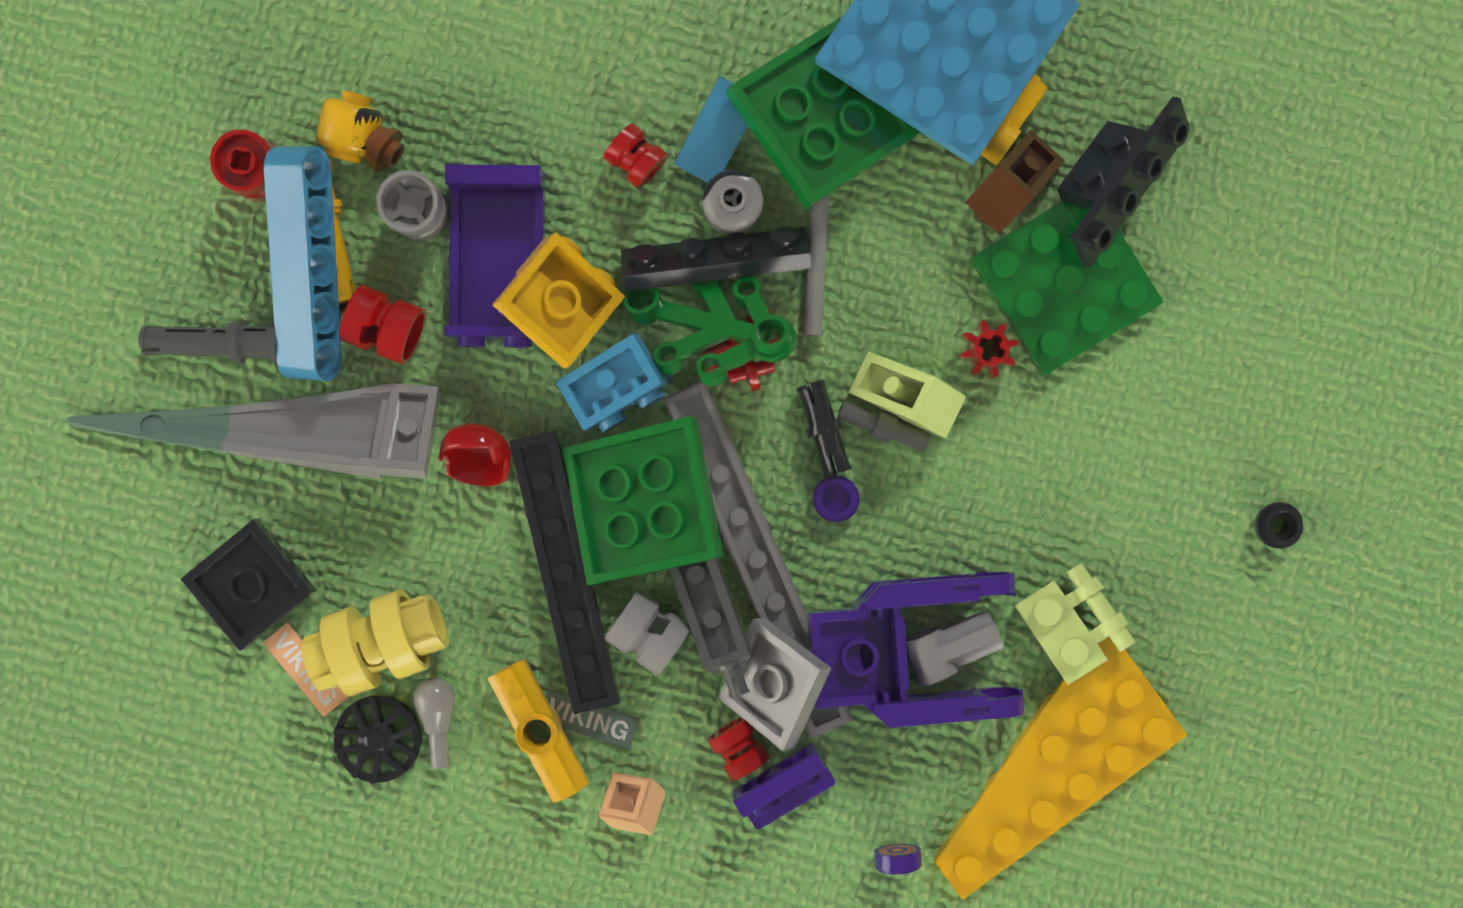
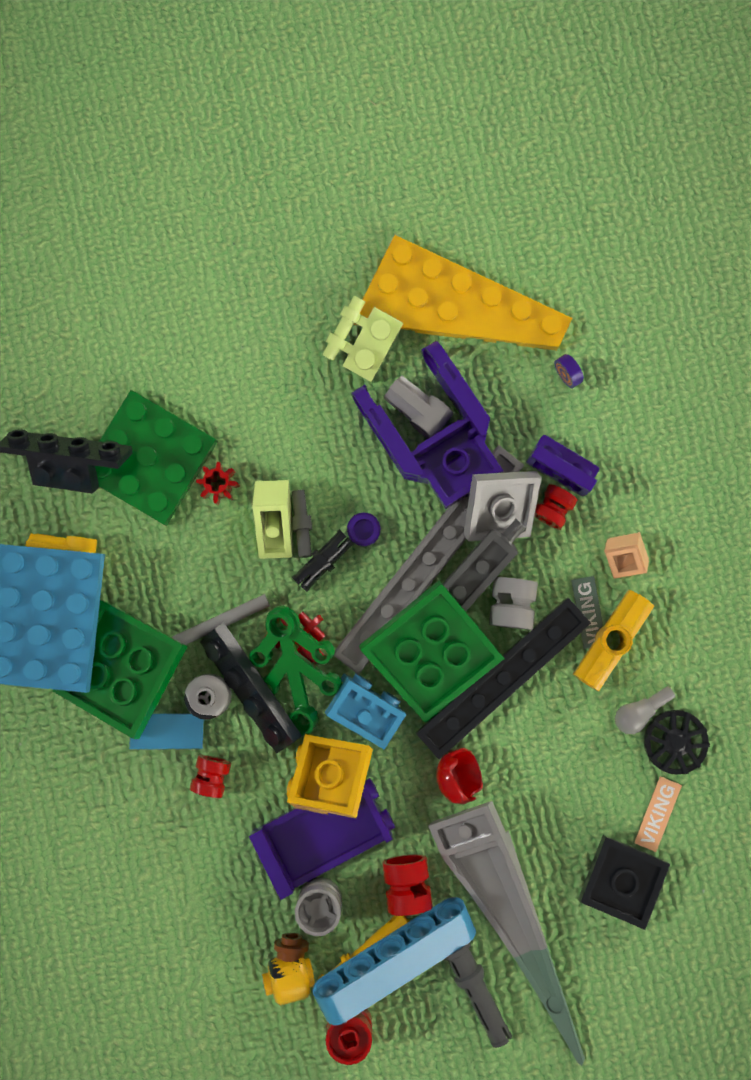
camera: 120 degrees left, 5 degrees down
(356, 648) = (627, 787): light yellow piece -> none
(1014, 182) = (102, 522): reddish brown slope -> none
(1291, 529) = (230, 238): black plate -> none

